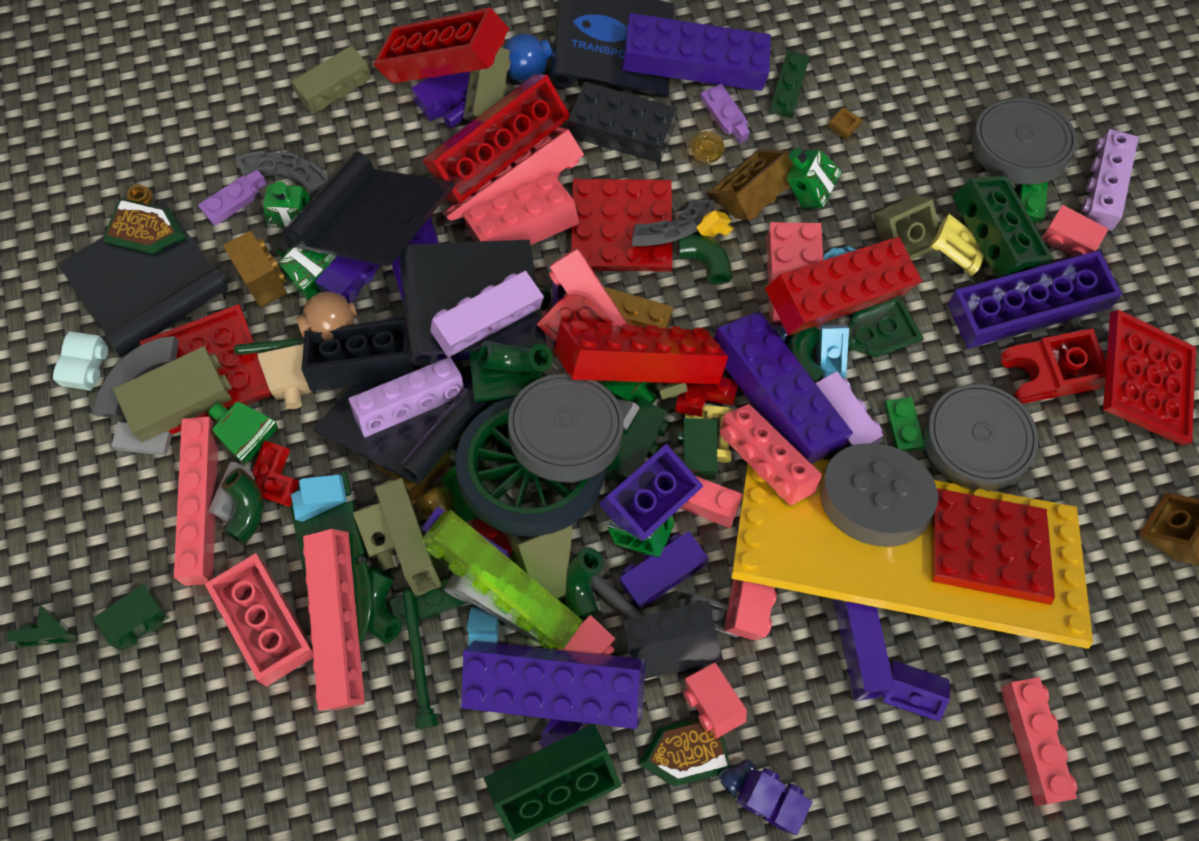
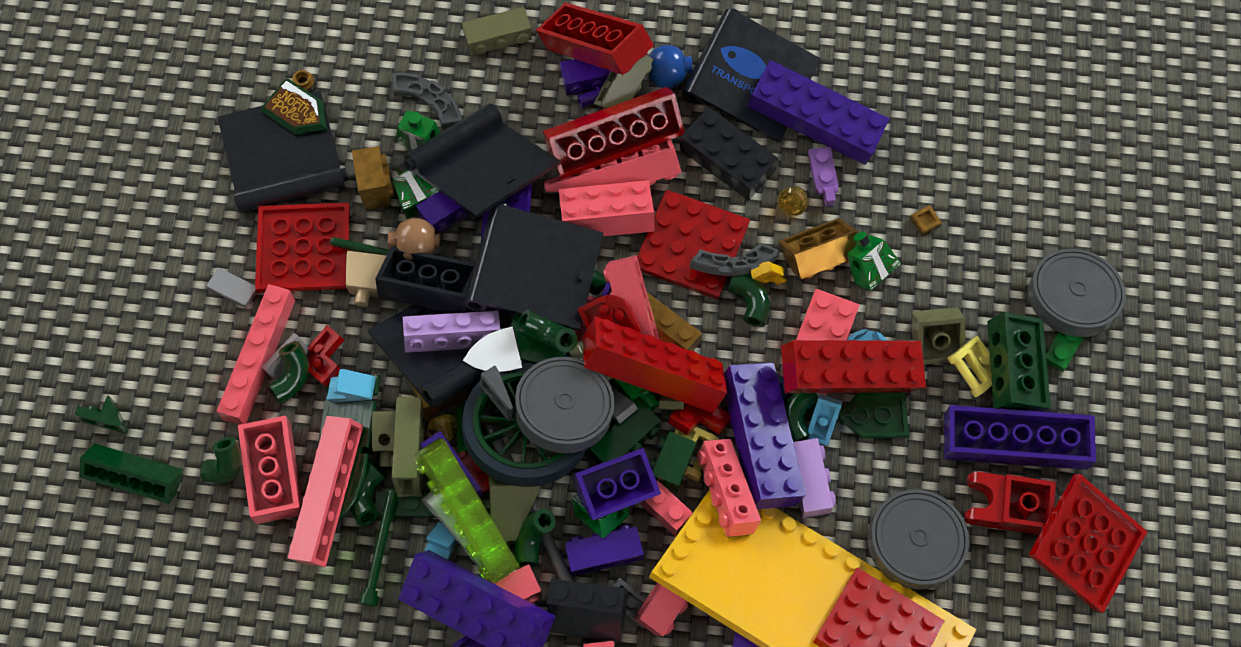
camera: 20 degrees right, 0 degrees up
(80, 361) = (207, 206): light aqua brick -> none
(97, 683) = (130, 473): none -> dark green brick
(131, 618) = (173, 431): dark green brick -> none
(136, 363) = (250, 224): dark grey tile -> none
(173, 393) = (269, 260): olive brick -> none
(208, 631) = (227, 463): none -> dark green cylinder
(232, 197) = (377, 107): medium lavender hinge -> none
(242, 430) = (312, 309): green torso -> none
(466, 400) = (495, 349): none -> white sticker
(485, 438) = (494, 387): none -> dark grey slope
(486, 313) = (538, 286): lavender brick -> none
(789, 84) = (891, 167): dark green plate -> none
(878, 494) = (804, 554): dark grey brick -> none
(904, 424) = (859, 505): green plate -> none
(1074, 233) = (1084, 392): coral brick -> none
(1110, 178) = (1140, 355): lavender brick -> none

